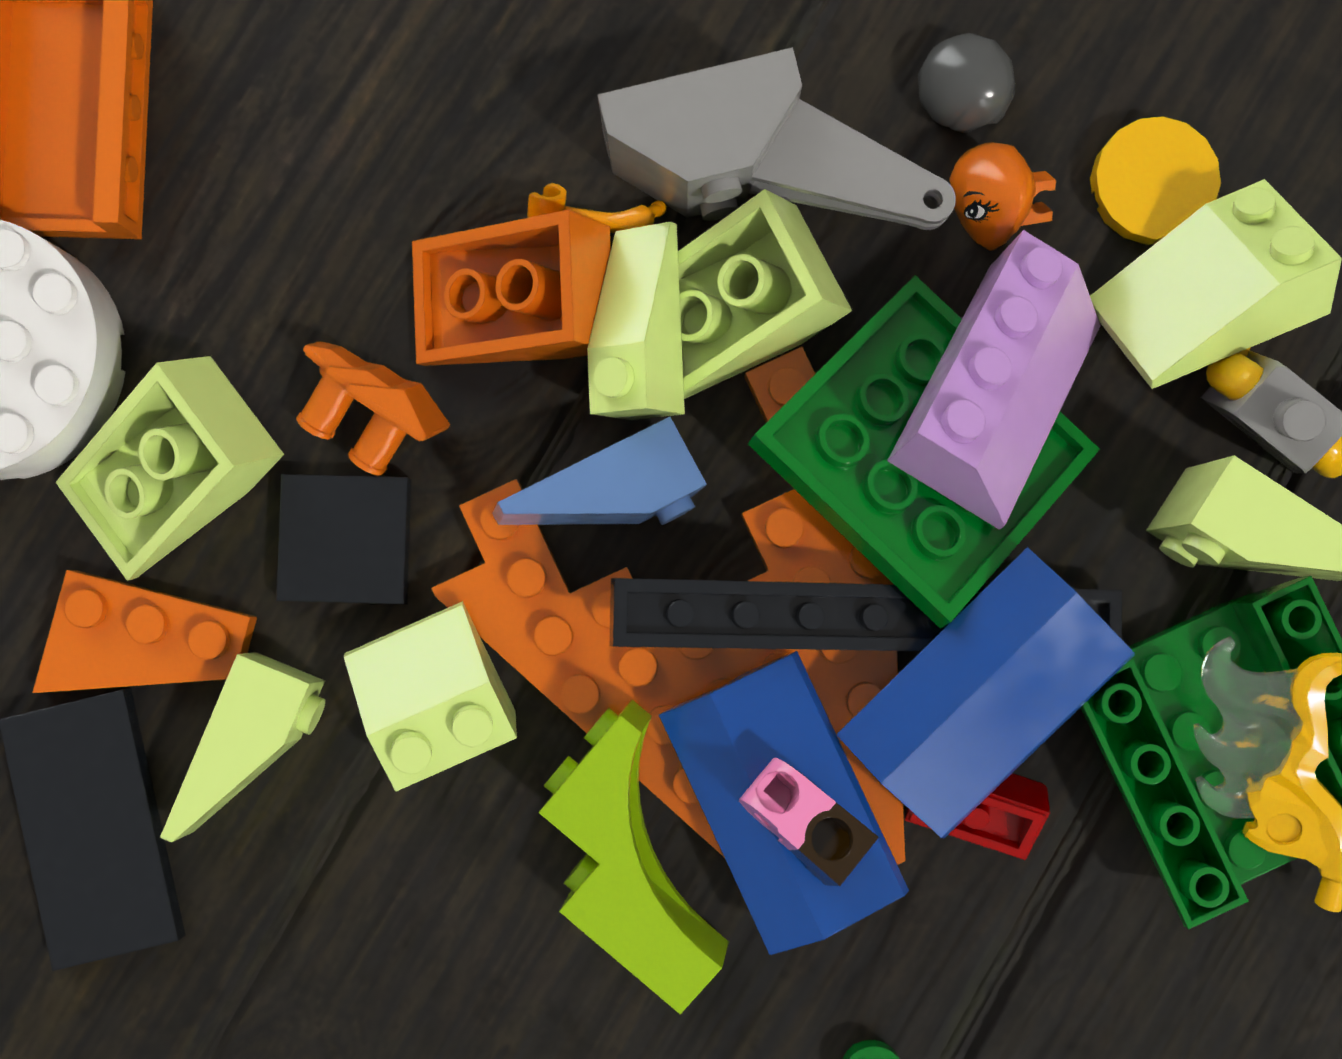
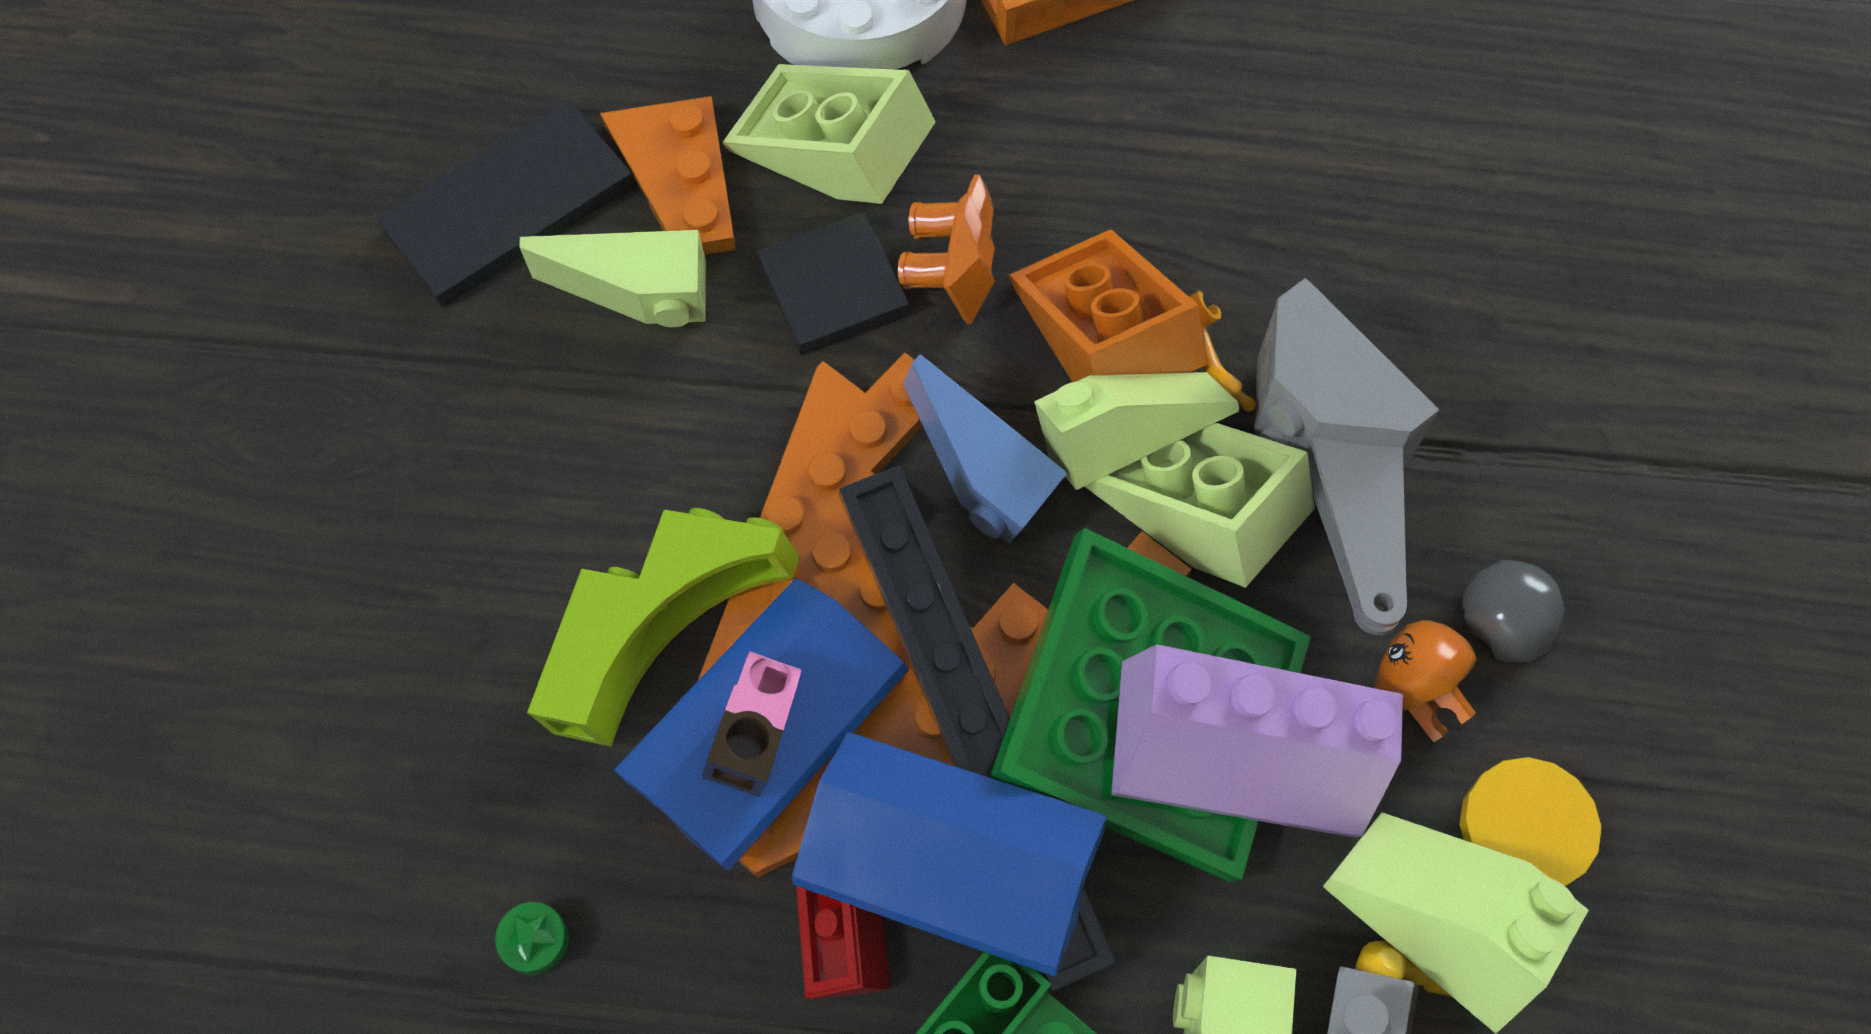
camera: 65 degrees right, 20 degrees down
(430, 696) = (729, 391): yellowish green slope -> none

